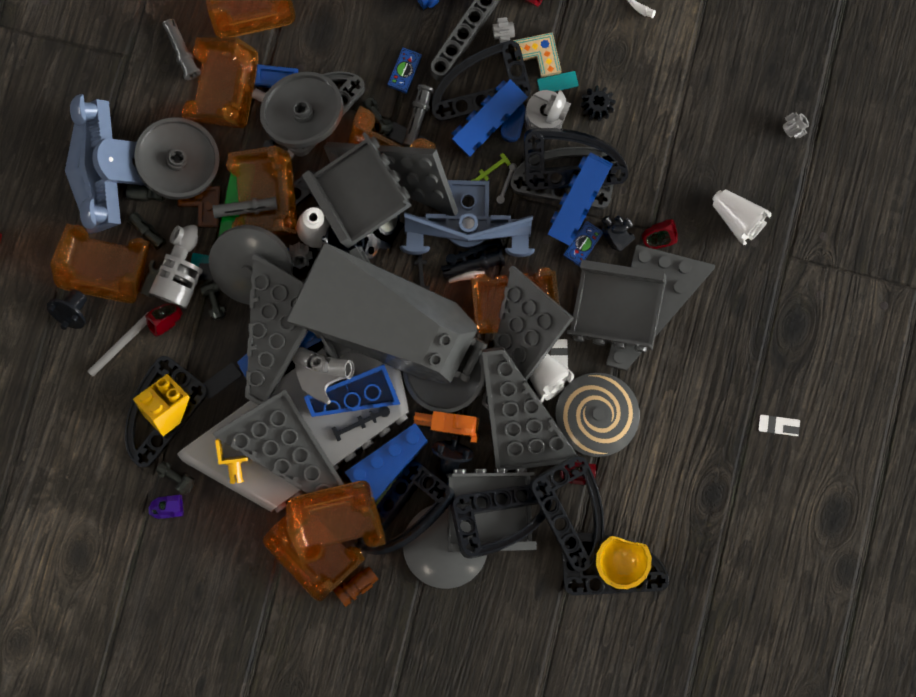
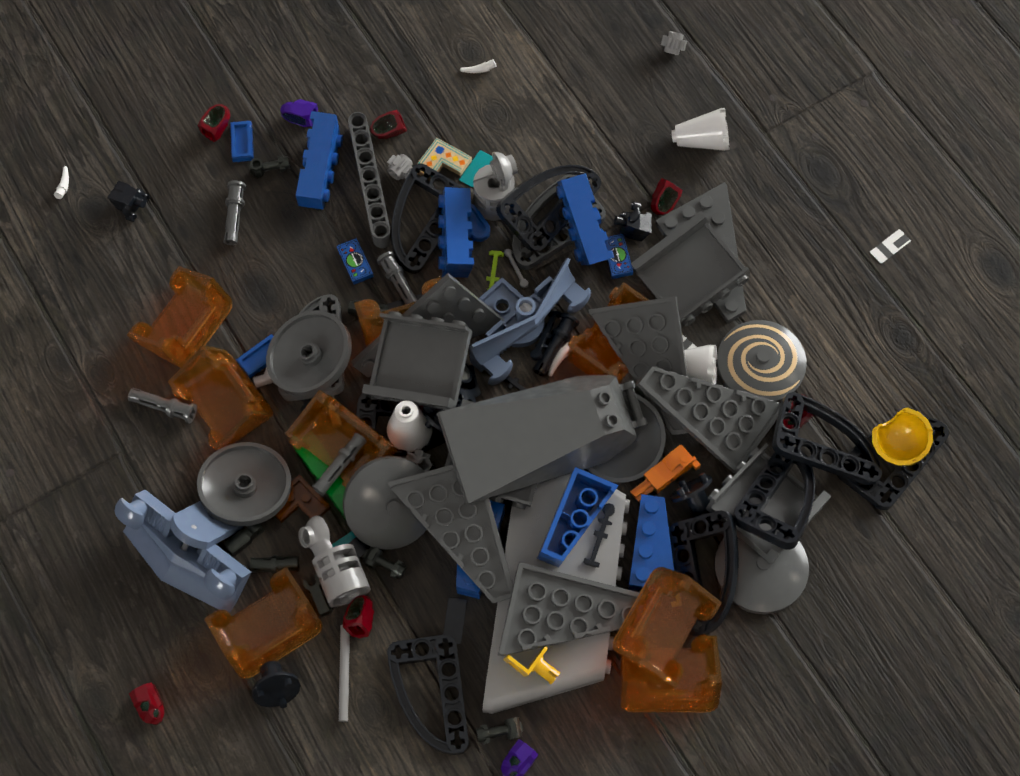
camera: 40 degrees left, 15 degrees down
(163, 404) = (431, 679): yellow slope -> none
(319, 371) = (532, 523): light grey pin -> none
(358, 584) = (731, 662): reddish brown axle -> none
(598, 96) = (524, 152): black gear -> none

